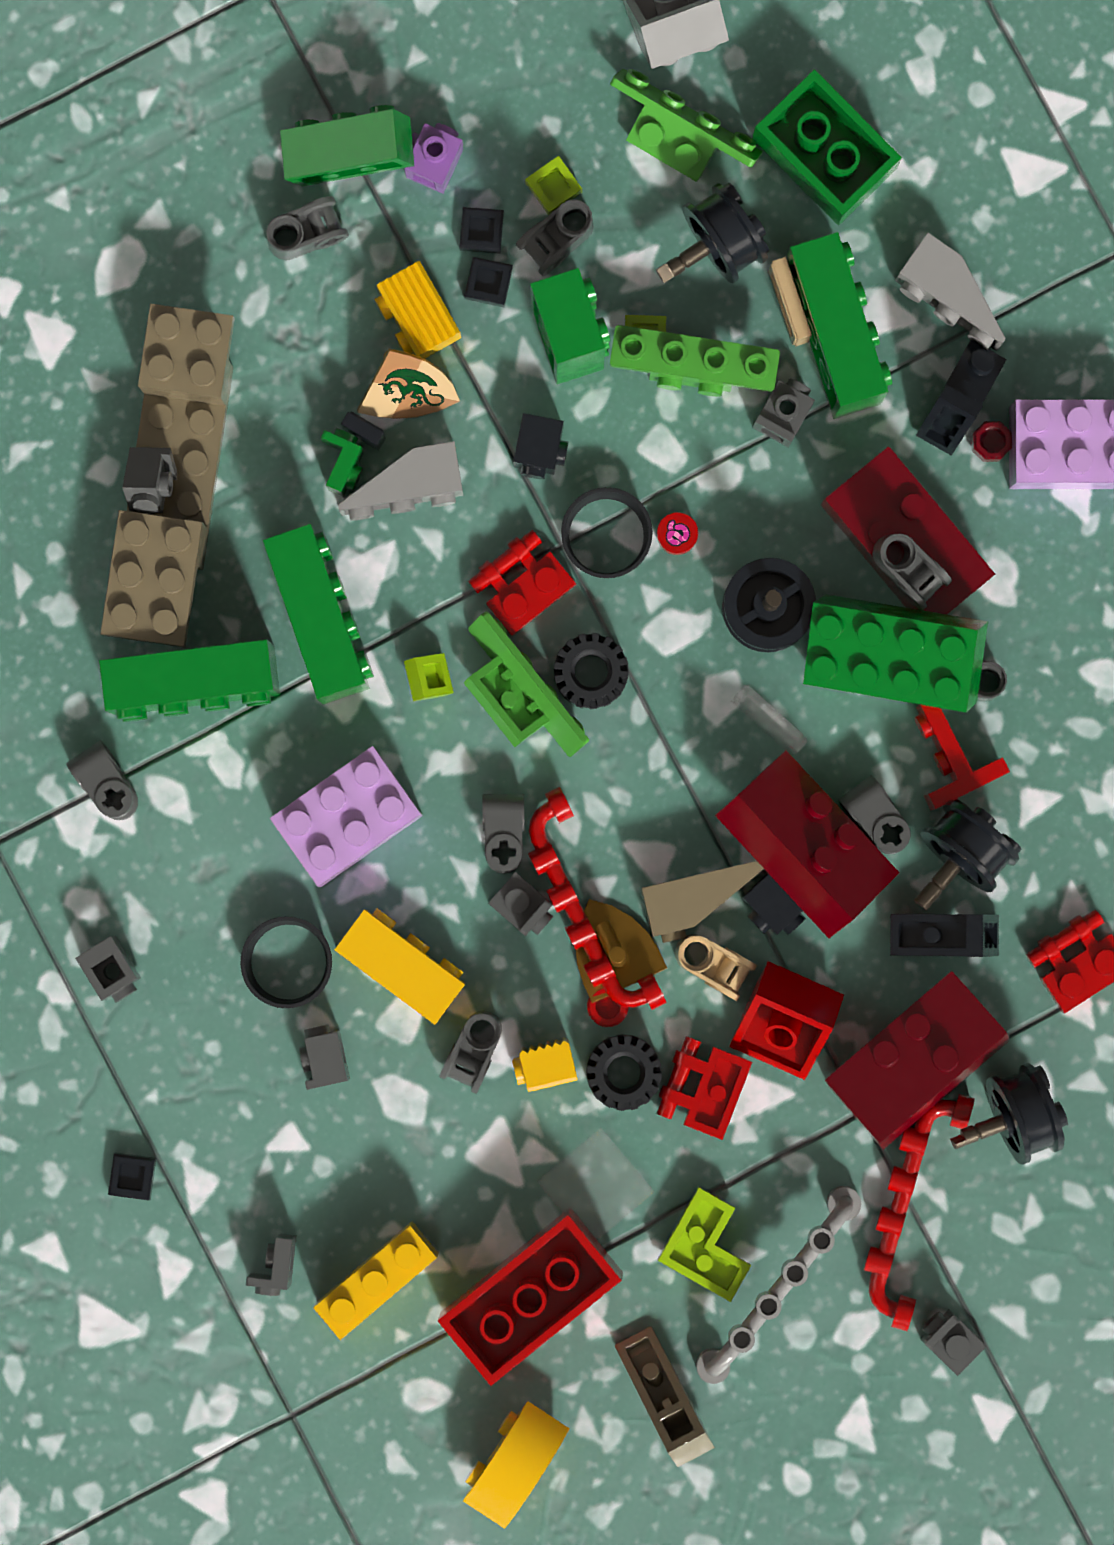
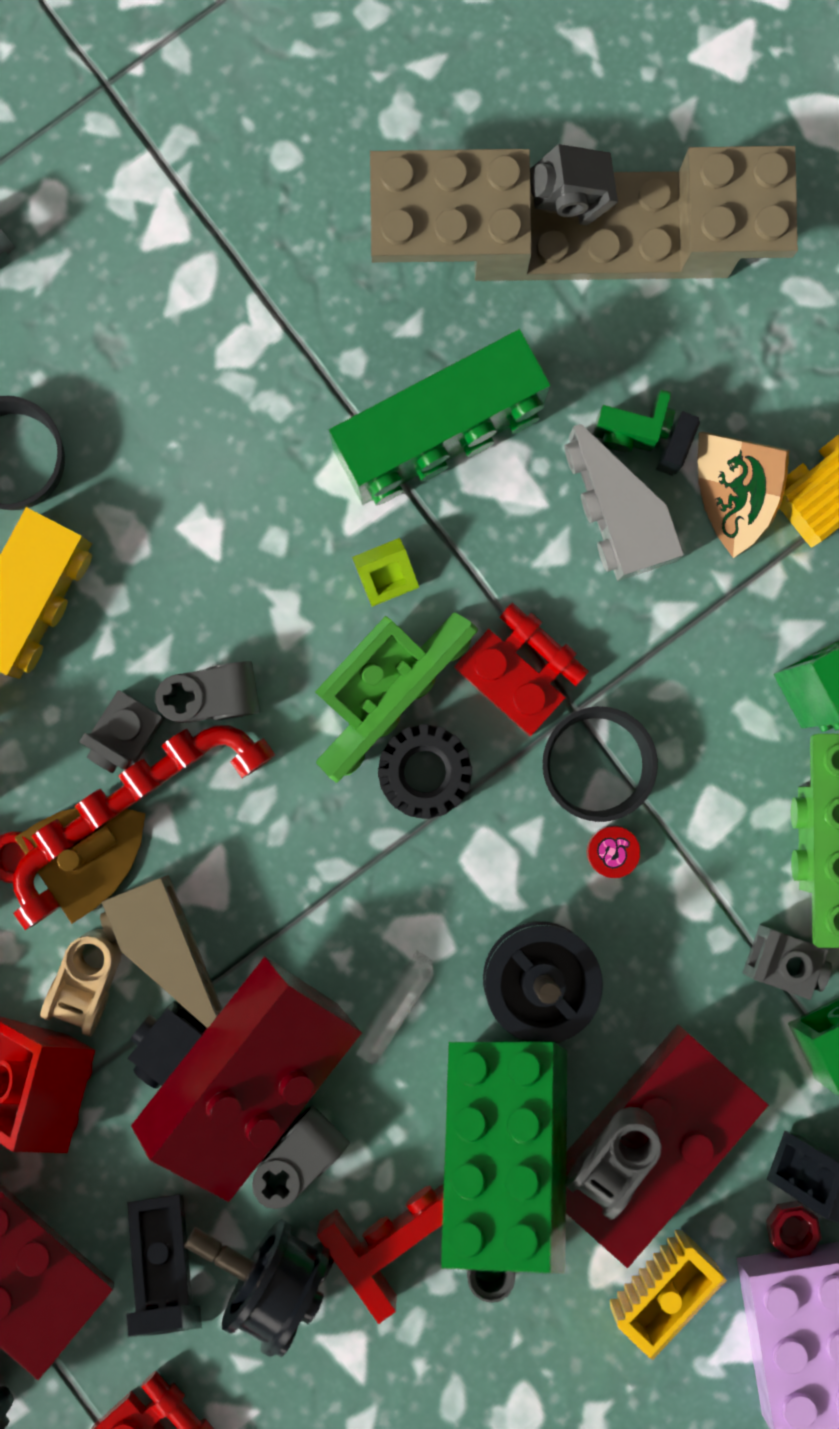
camera: 80 degrees right, 0 degrees up
(99, 777) = (200, 192): dark grey piece -> none
(190, 678) = (333, 266): green brick -> none
(346, 817) = (196, 497): lavender brick -> none
(540, 446) = (694, 663): black brick -> none
(1022, 547) = (666, 1294): none -> yellow brick

